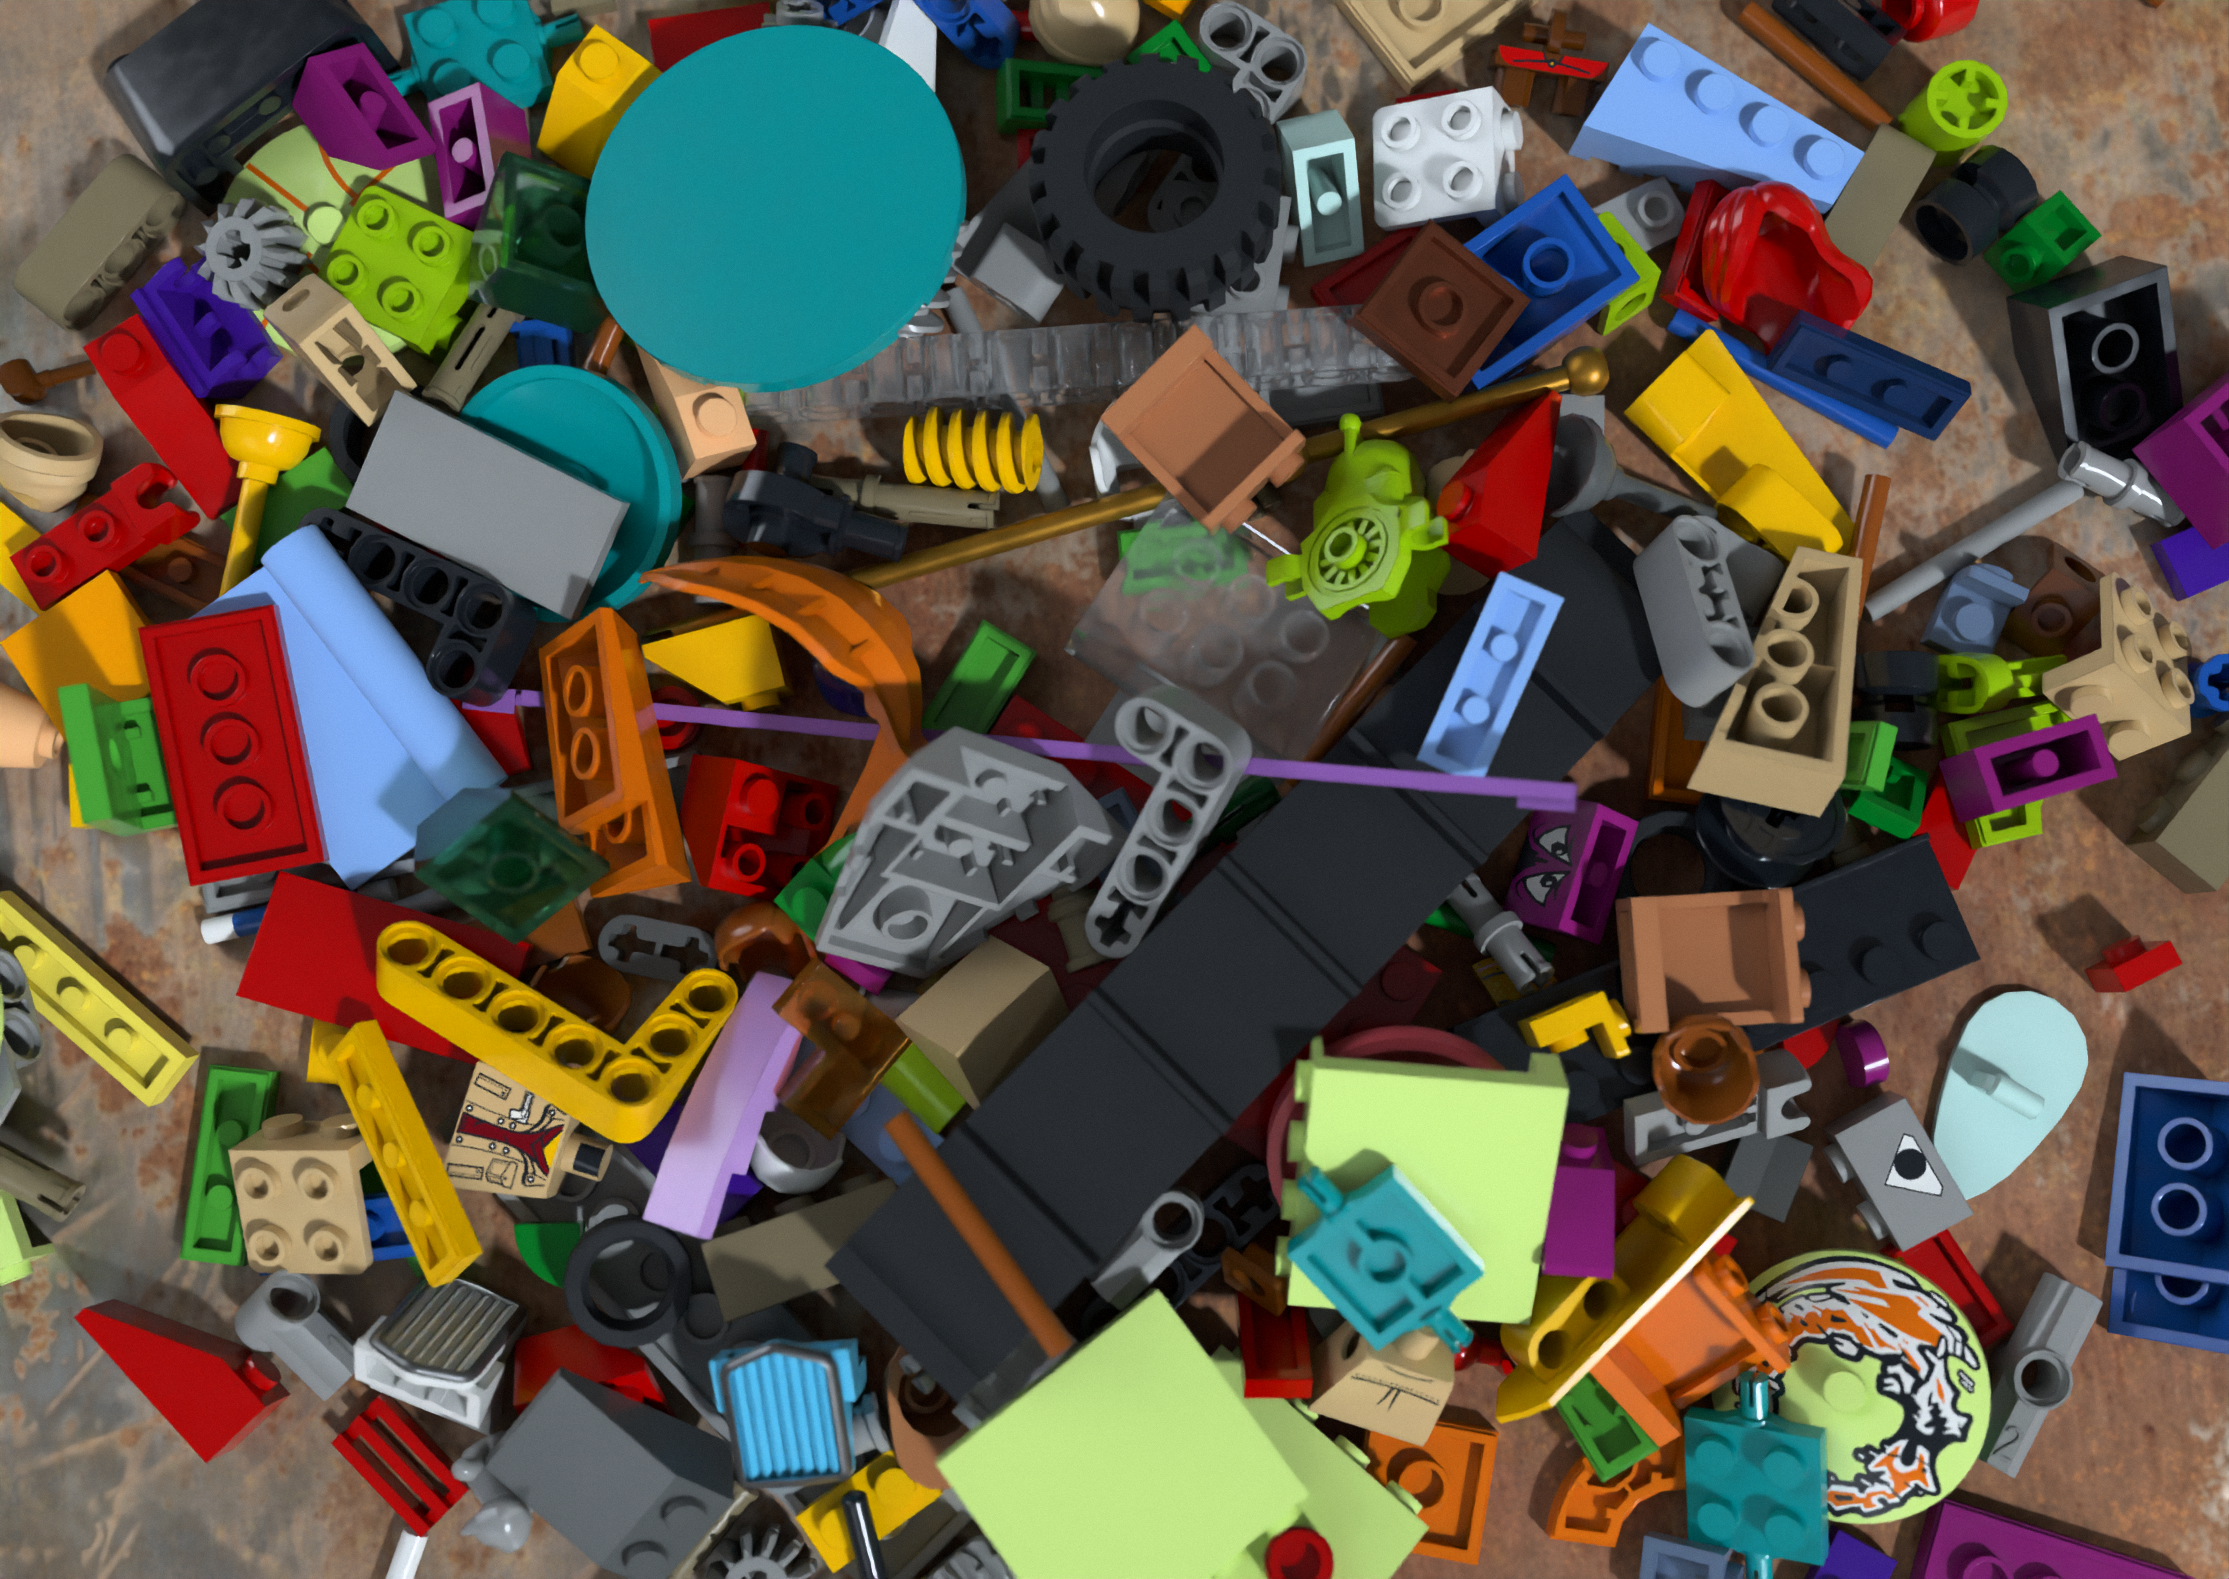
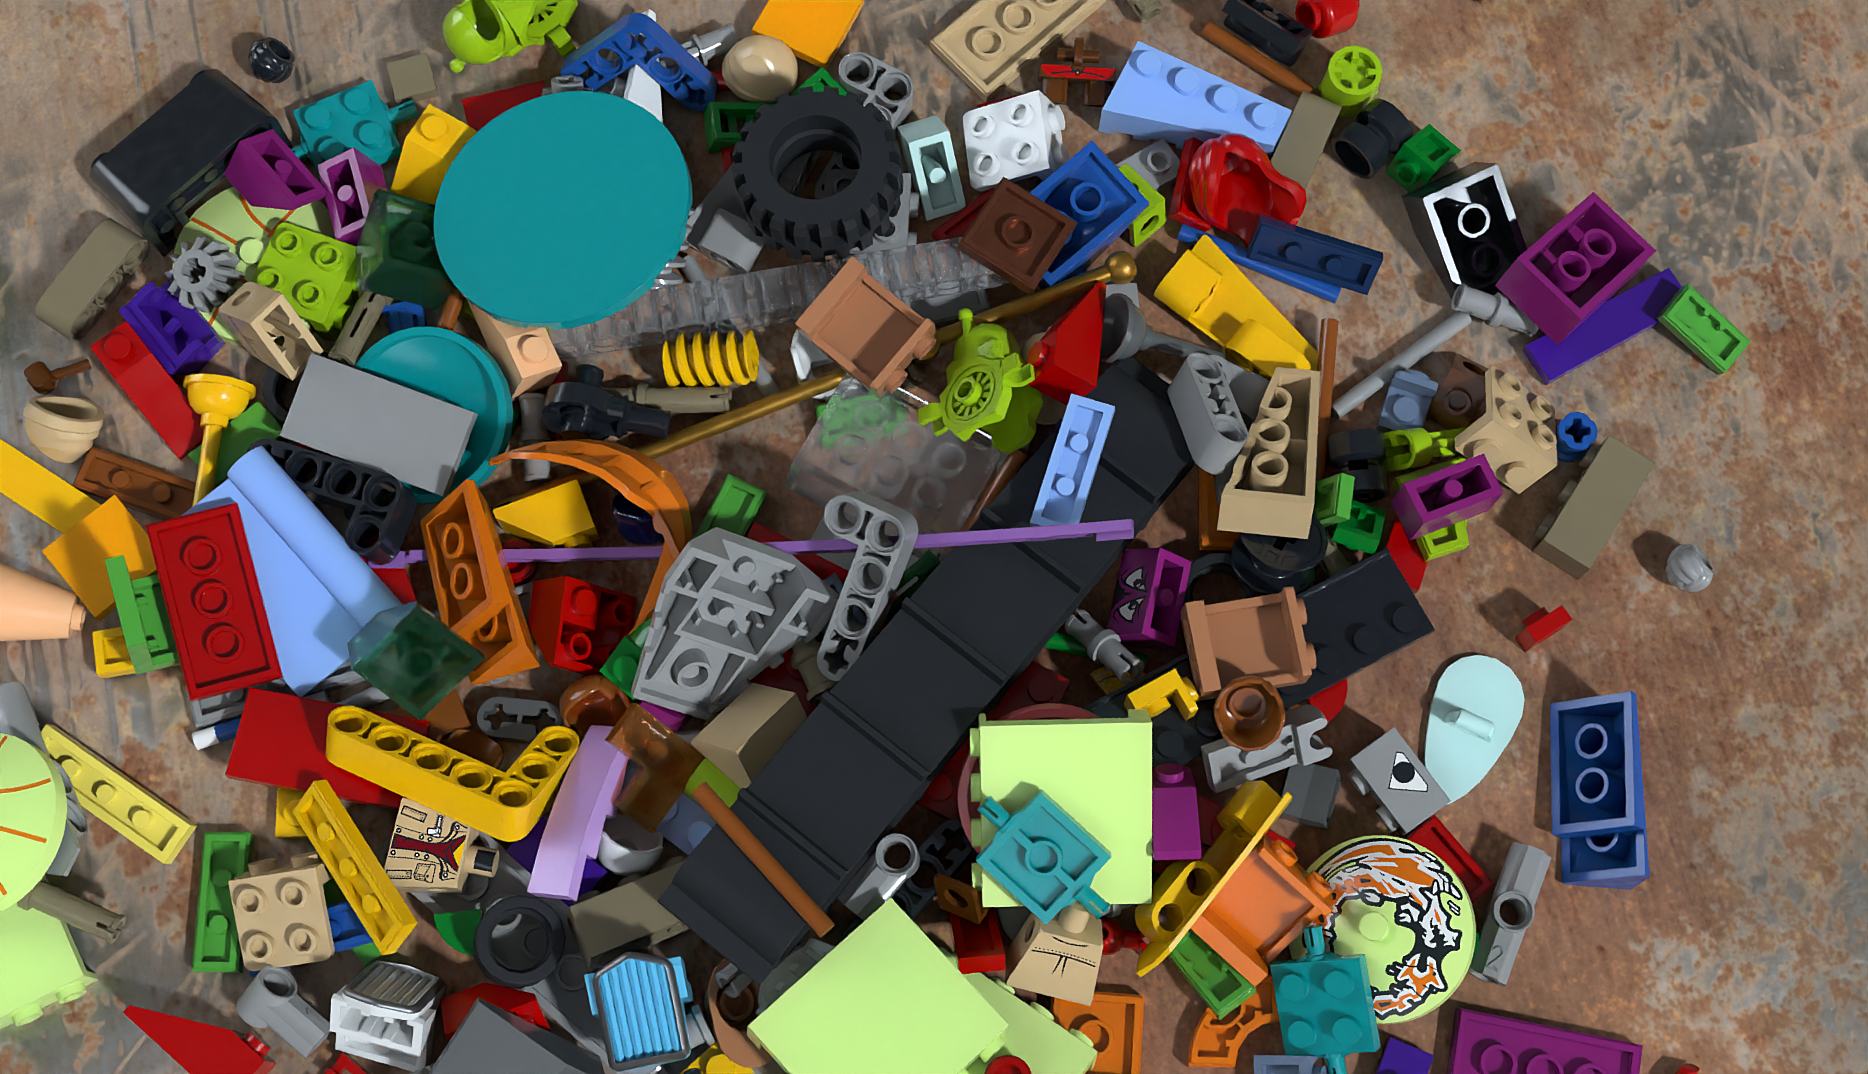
camera: 10 degrees left, 10 degrees down
(104, 535) = (109, 473): red plate -> none
(1862, 1053) = (1366, 706): magenta tile -> none

